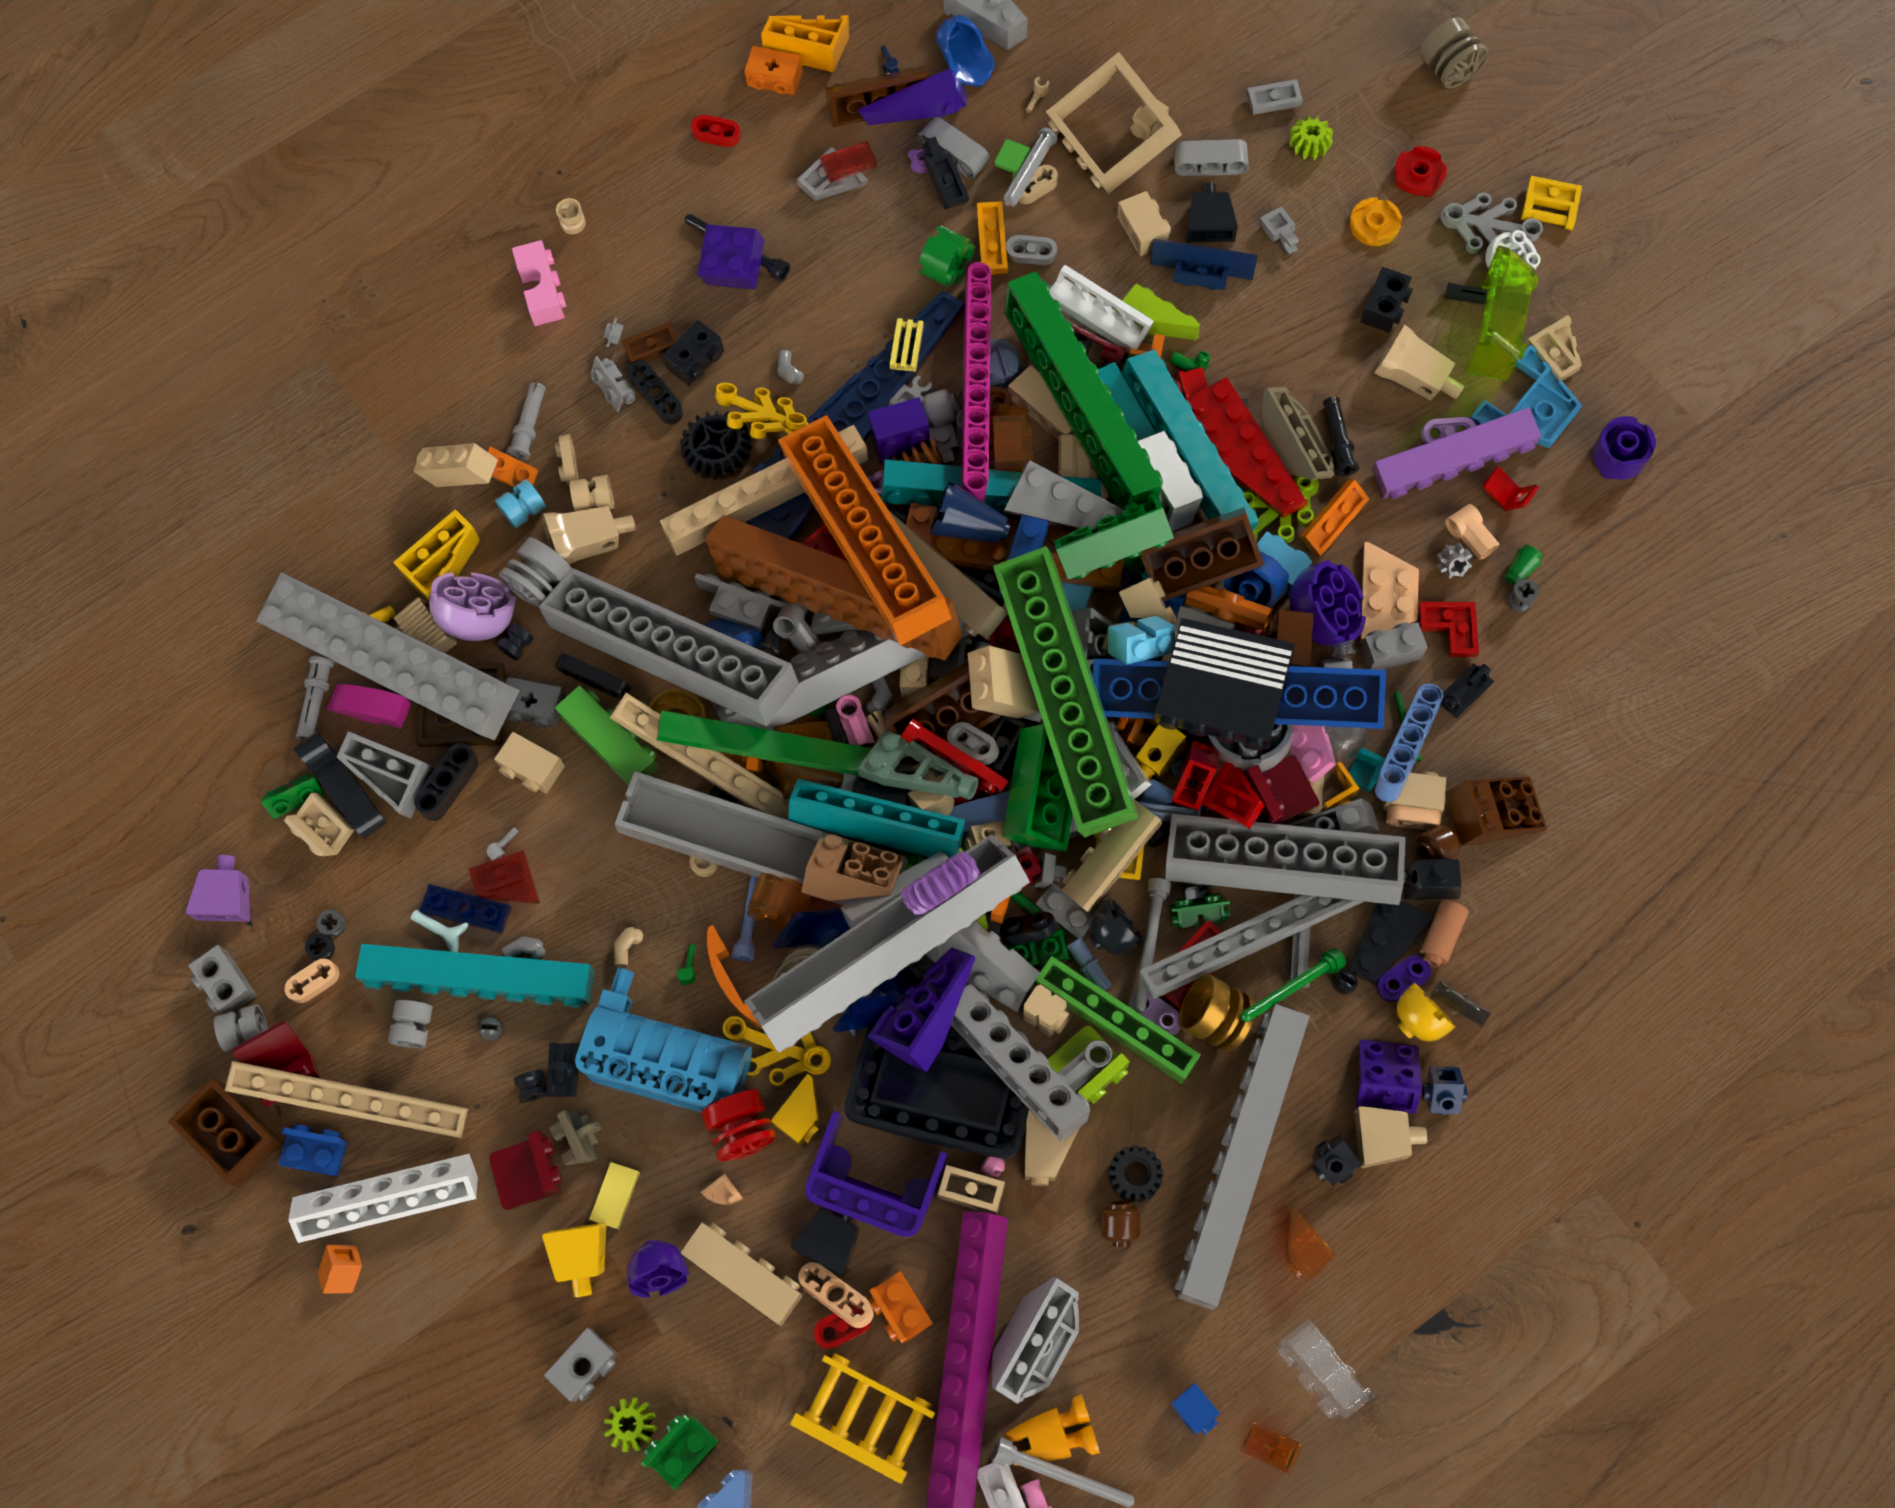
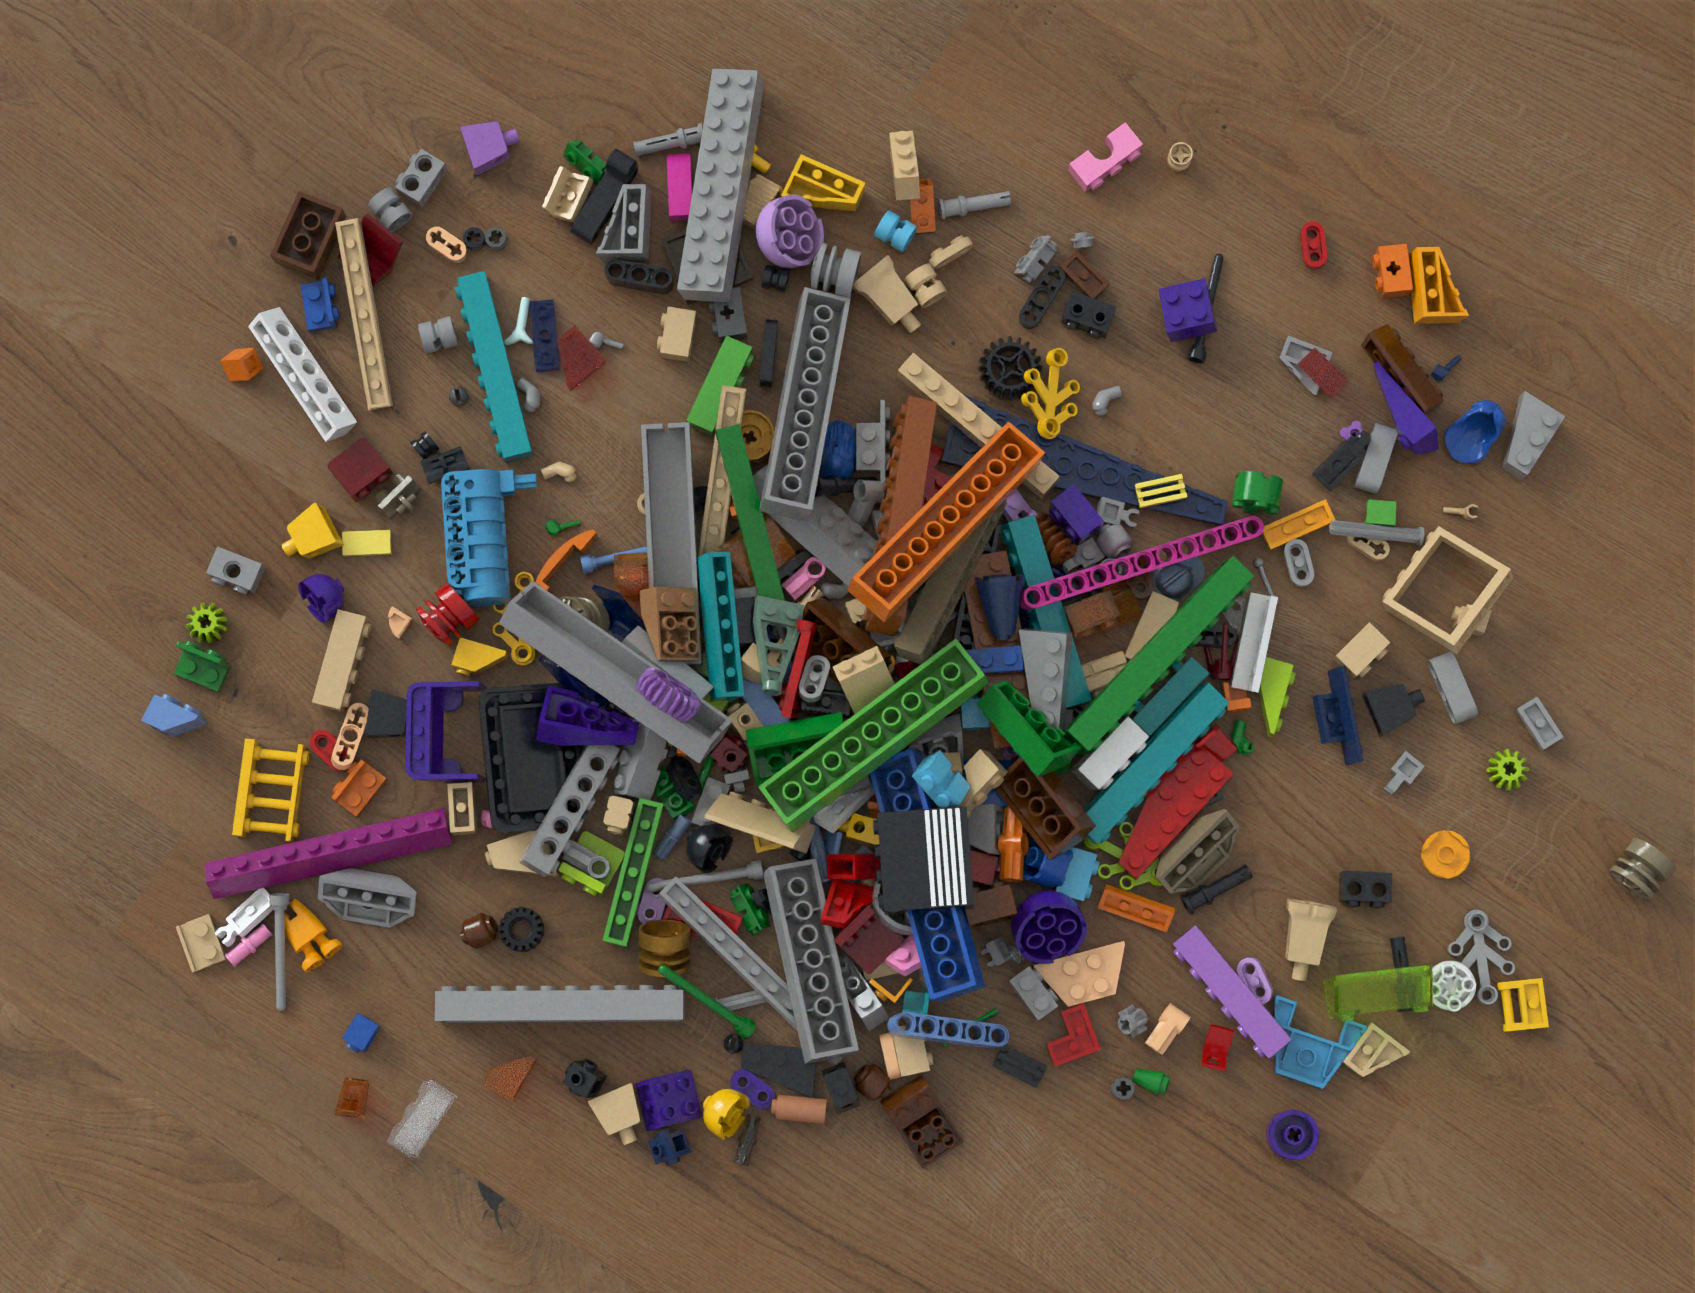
camera: 65 degrees right, 10 degrees up
(1416, 183) = (1500, 886): red plate -> none

